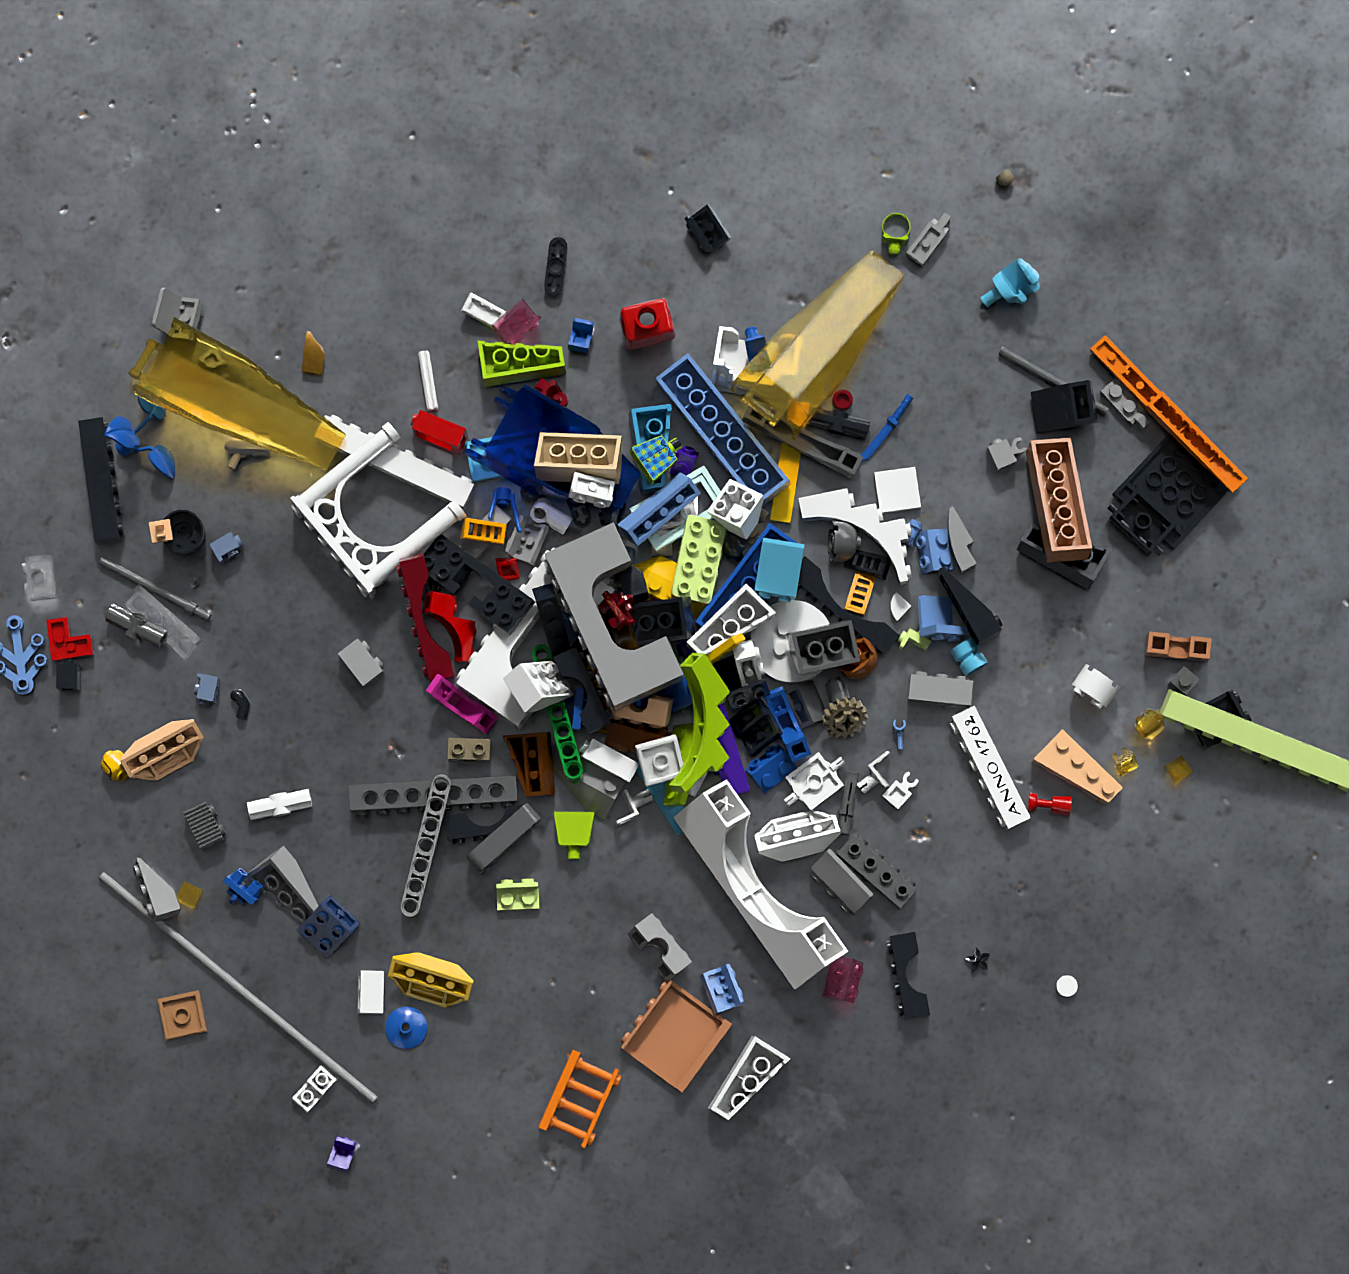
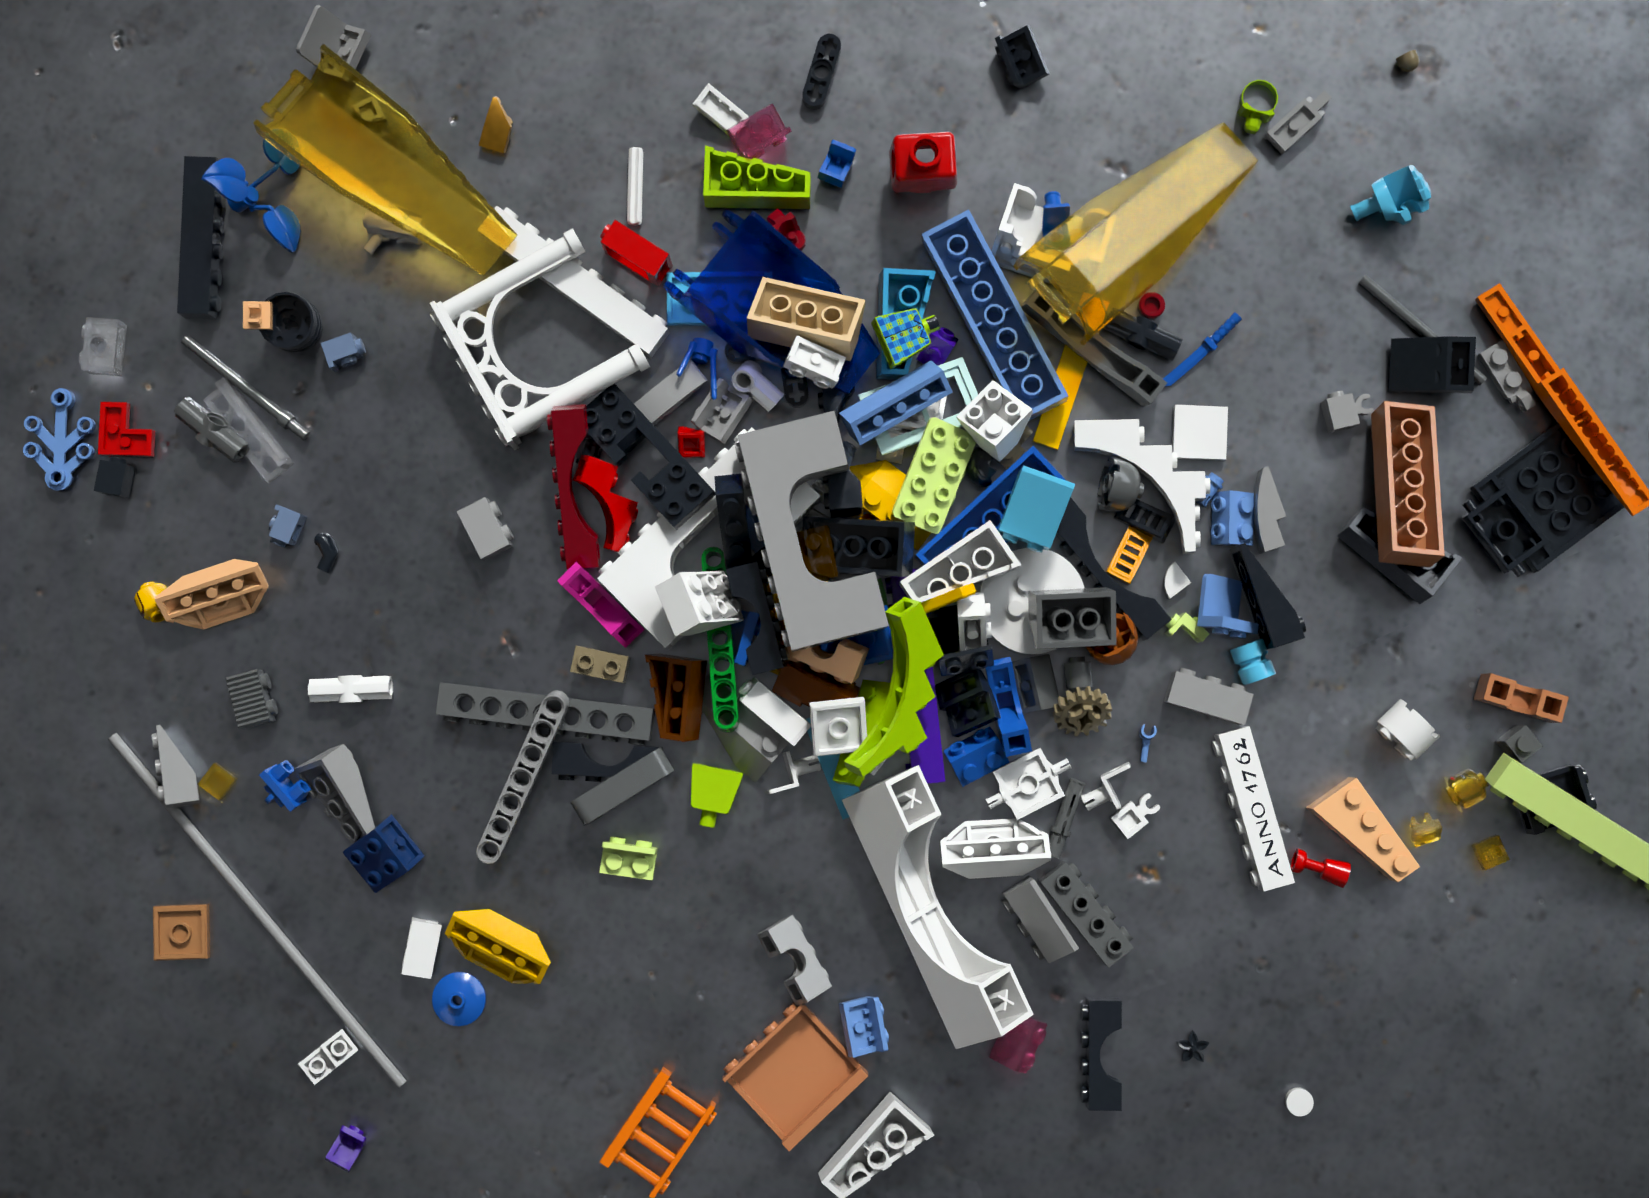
camera: 10 degrees right, 5 degrees up
(465, 530) = (646, 381): light orange slope -> none
(620, 606) = (823, 519): dark red hips -> none

